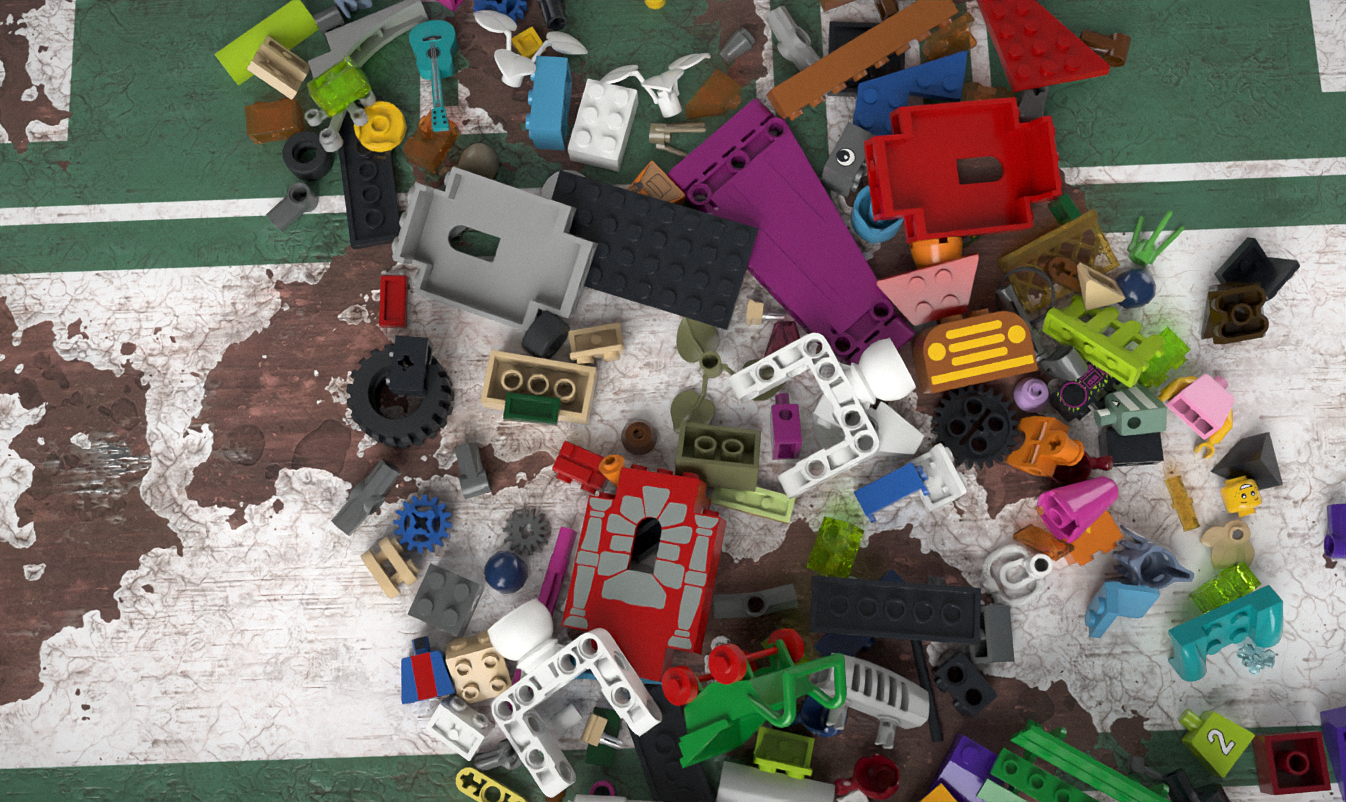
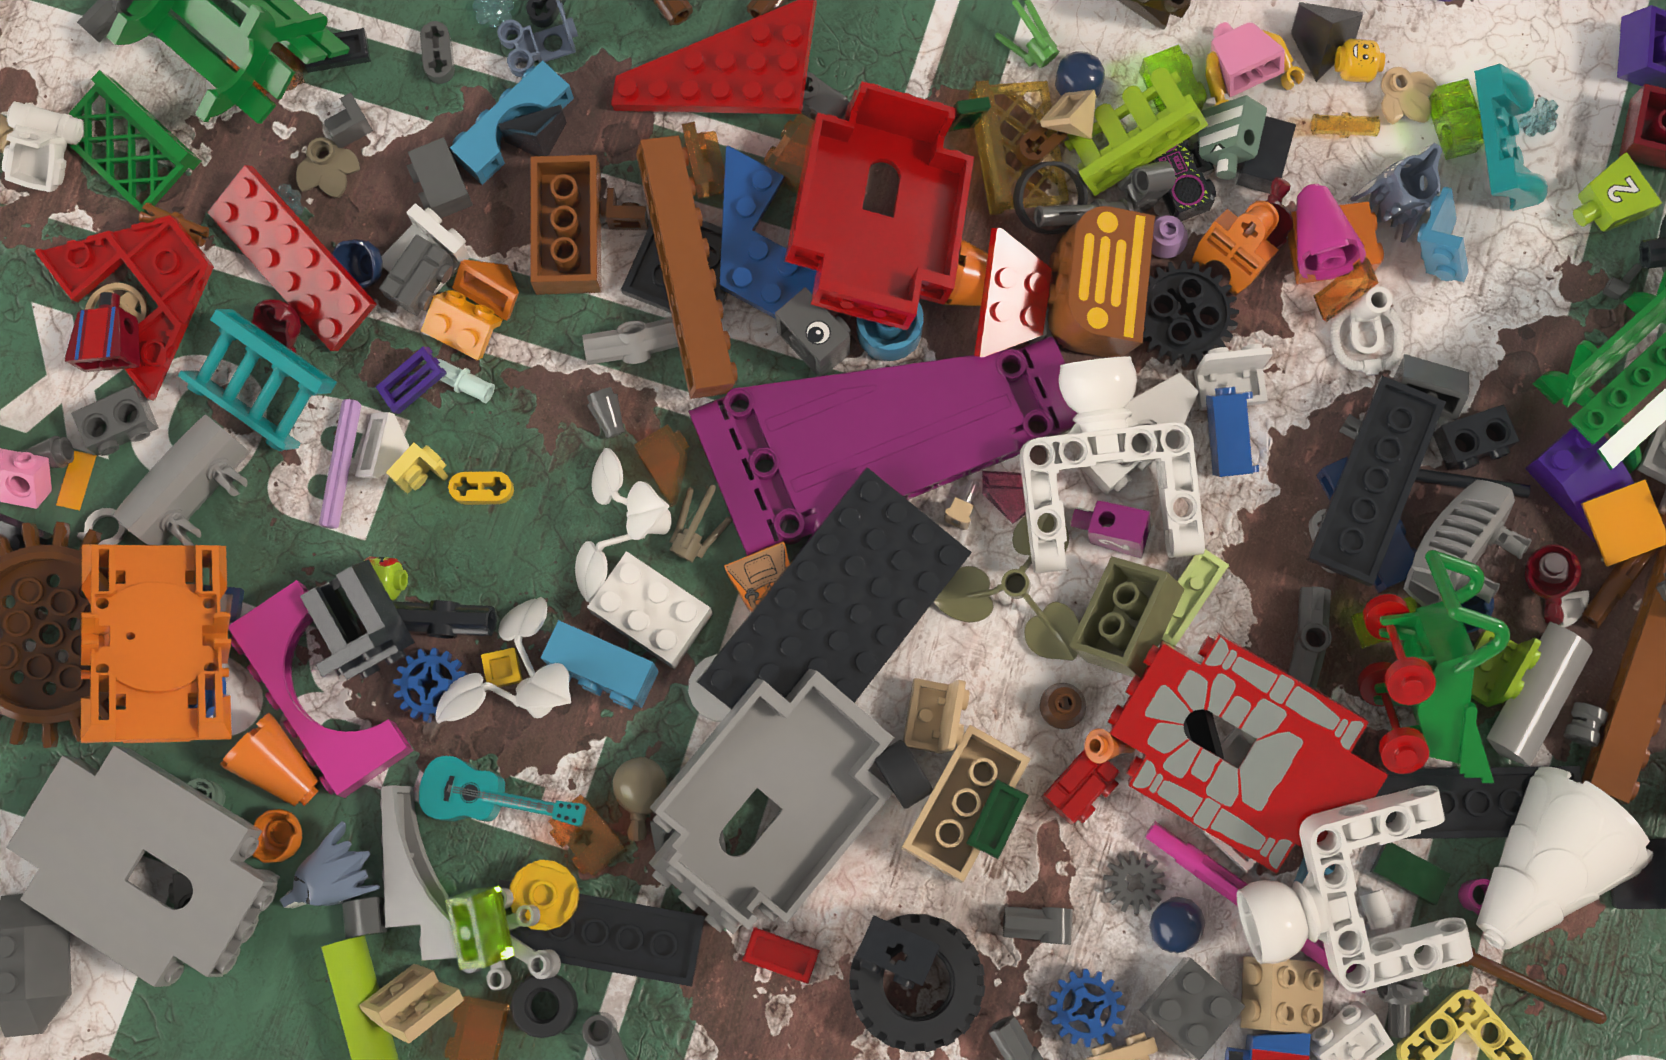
camera: 75 degrees left, 0 degrees up
(594, 733) = (1407, 879): tan piece -> none
(835, 548) = (1284, 516): clear neon green brick -> none

